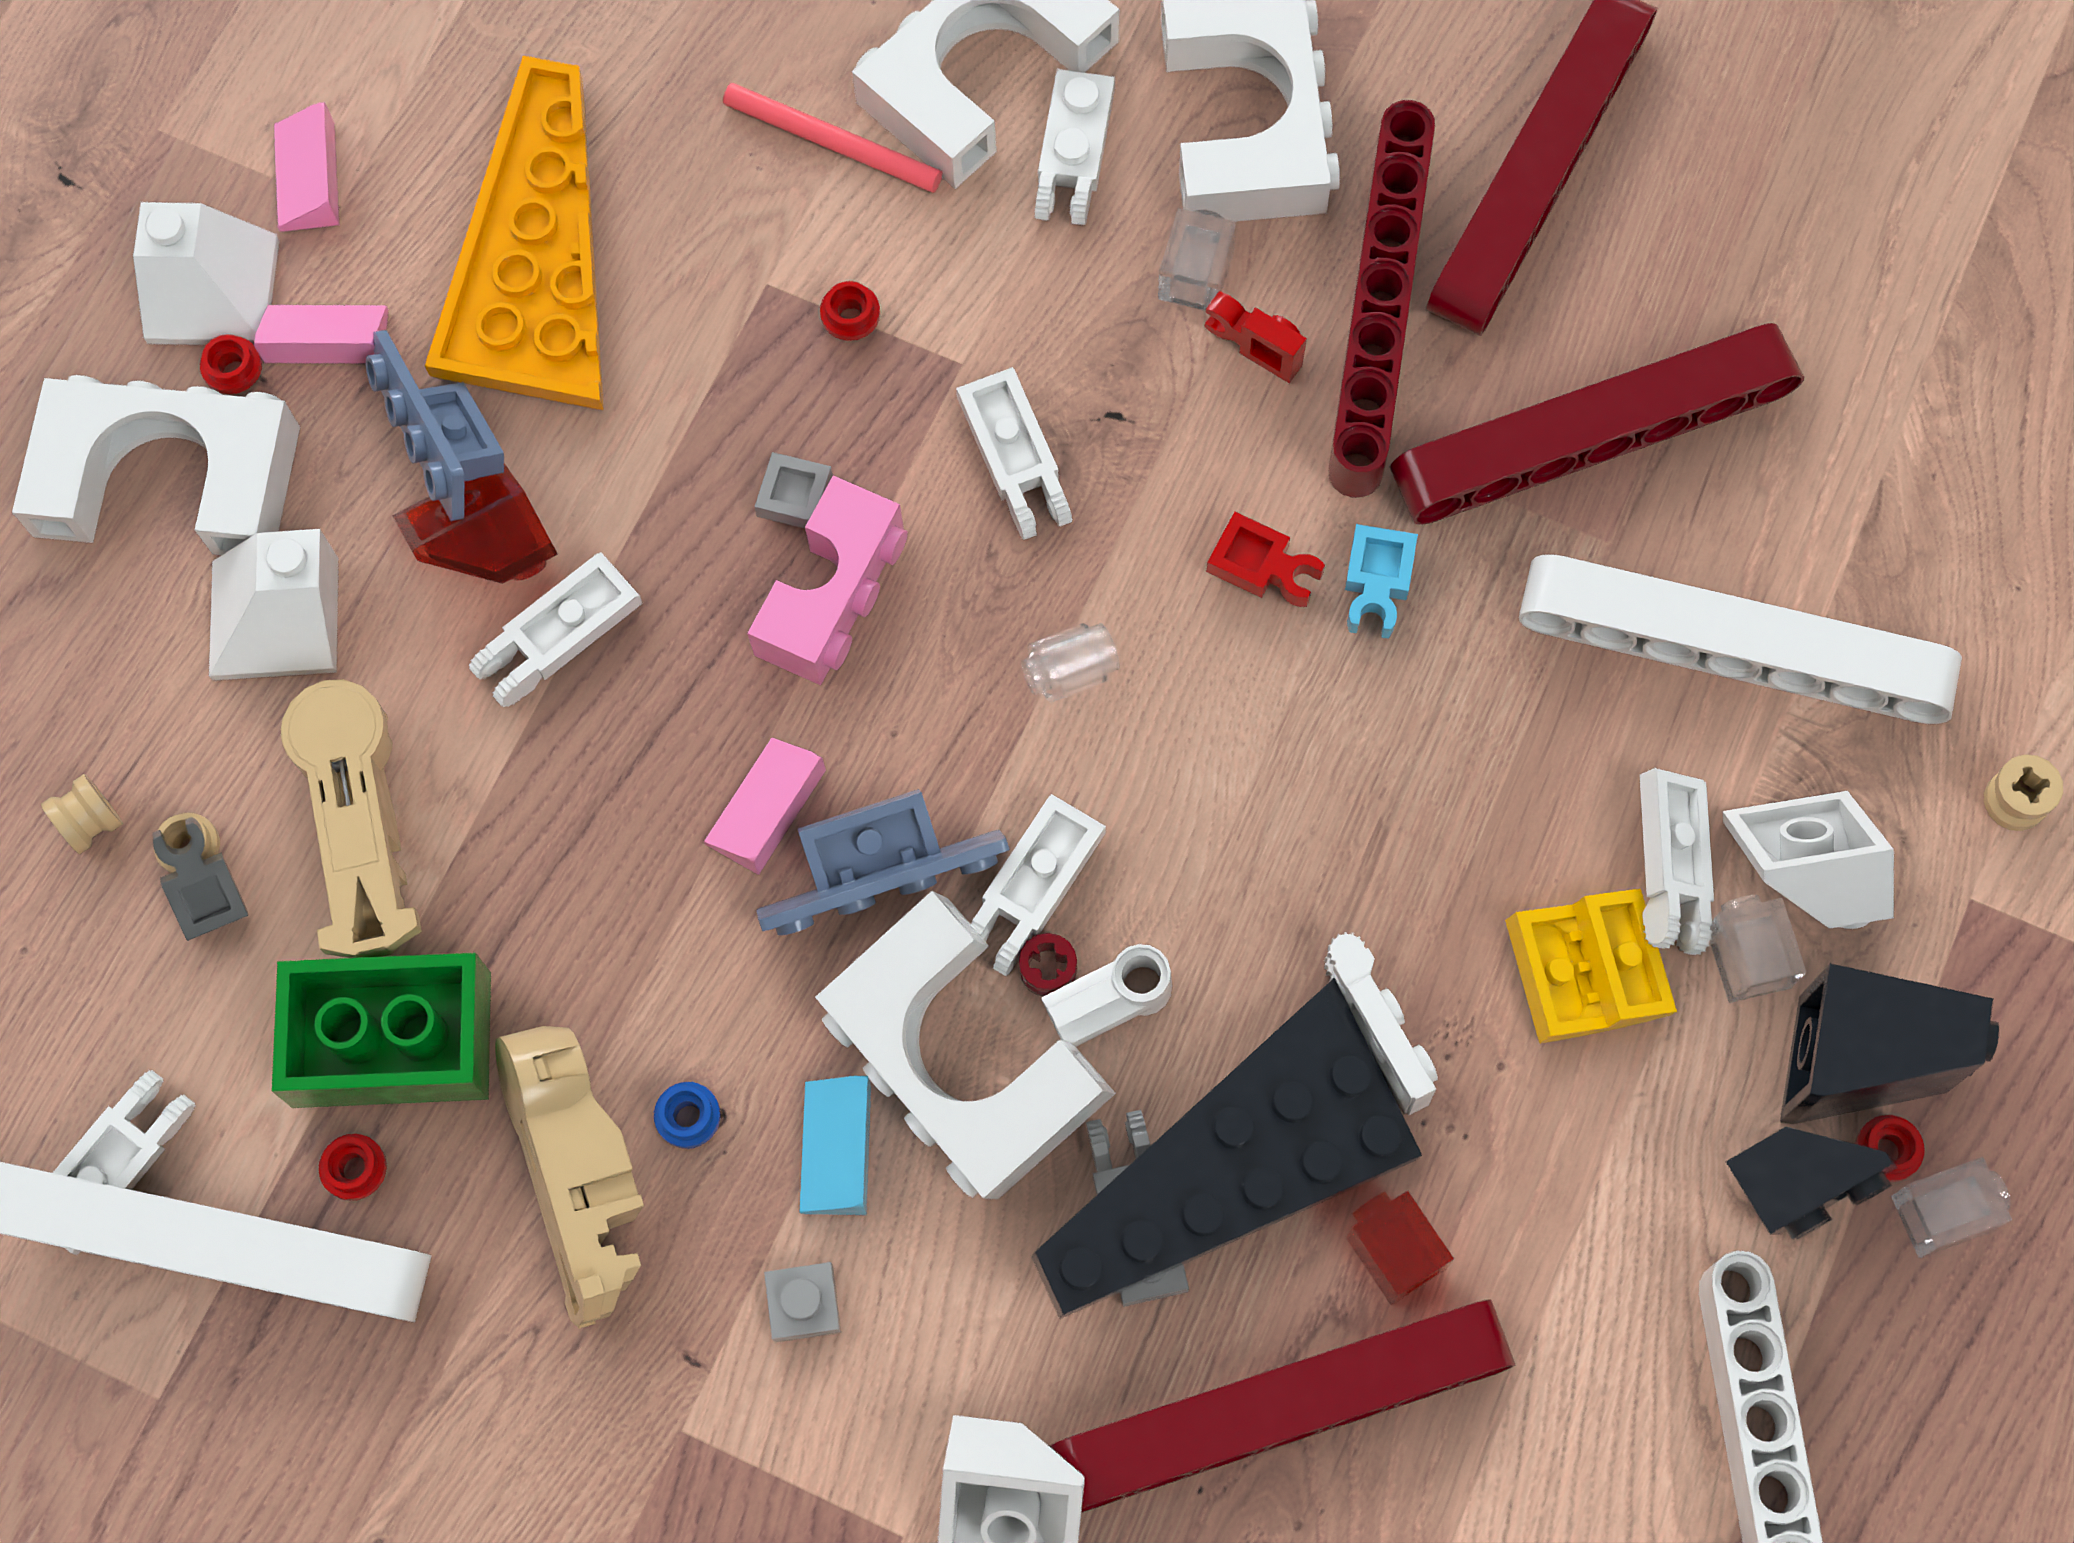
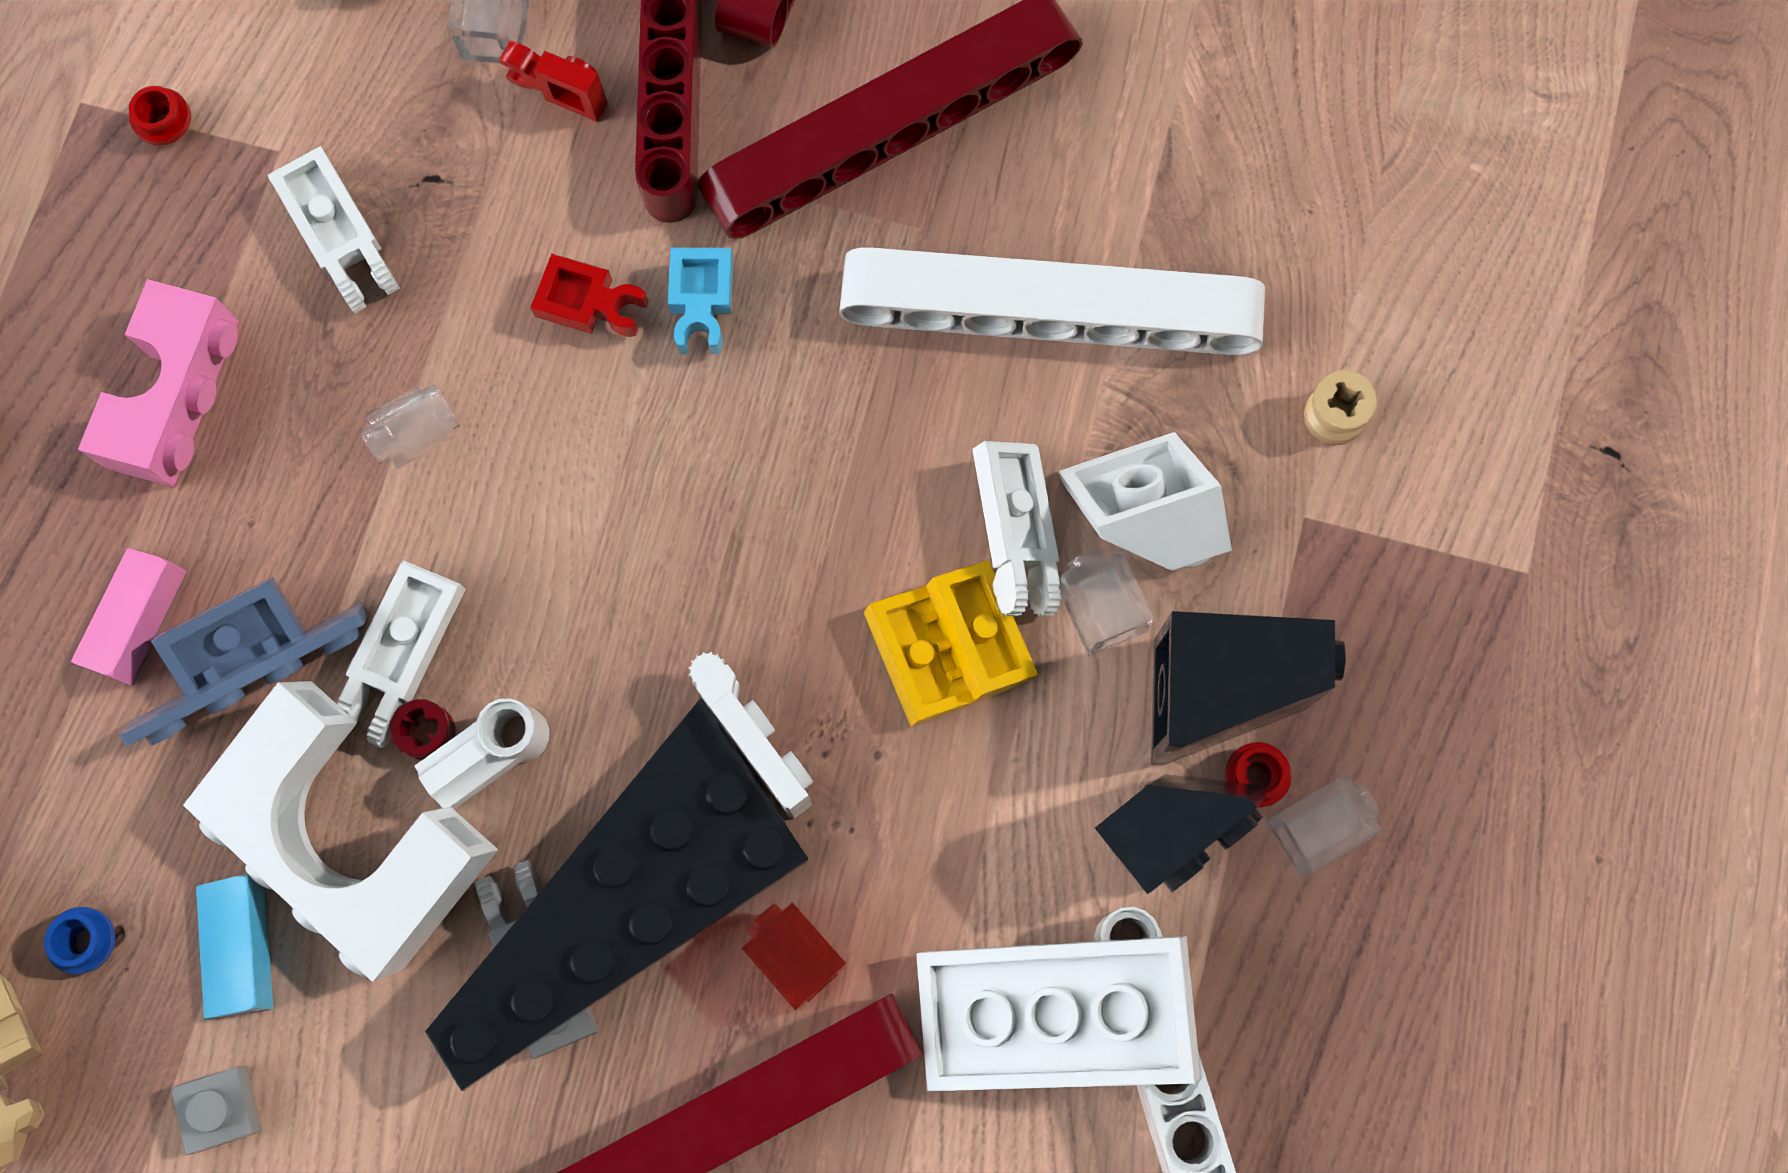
camera: 10 degrees left, 5 degrees up
(791, 489) = (113, 297): light grey plate -> none
(1660, 1343) = (1059, 1015): none -> white plate

